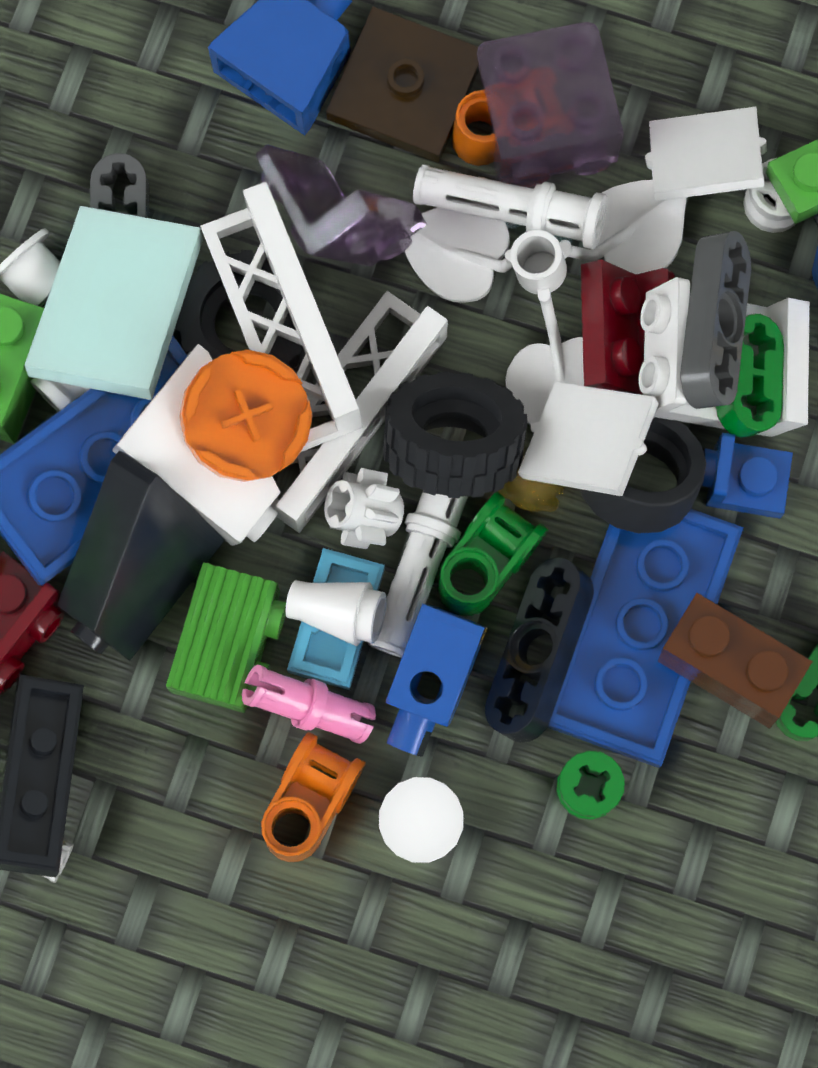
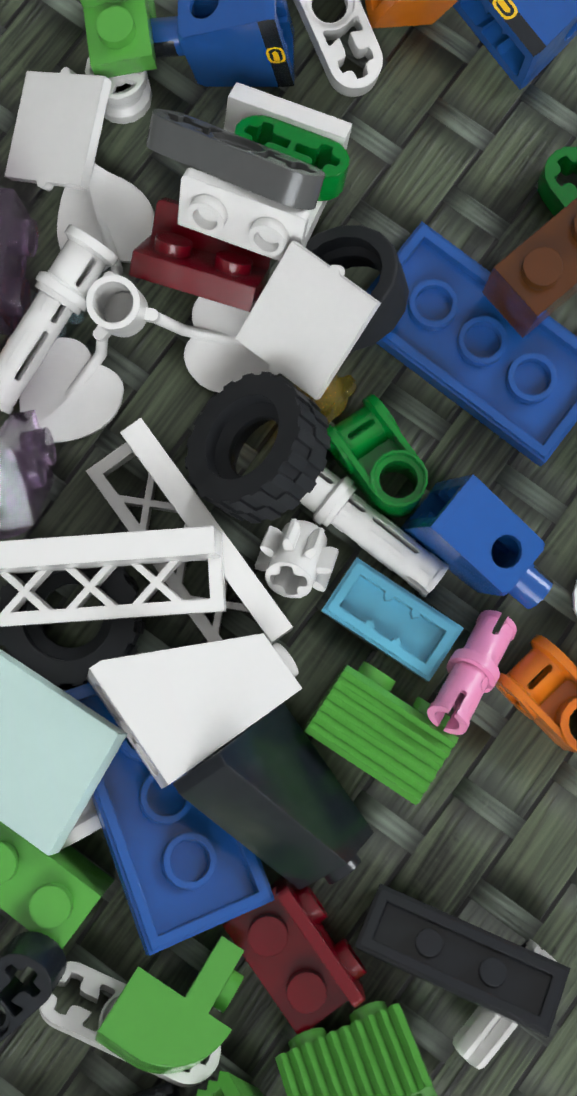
camera: 75 degrees left, 5 degrees up
(245, 416) = (179, 643): orange tile -> none
(339, 608) = (393, 613): white cone -> none
(550, 674) = (528, 455): black beam -> none
(746, 477) = (376, 198): blue bracket -> none

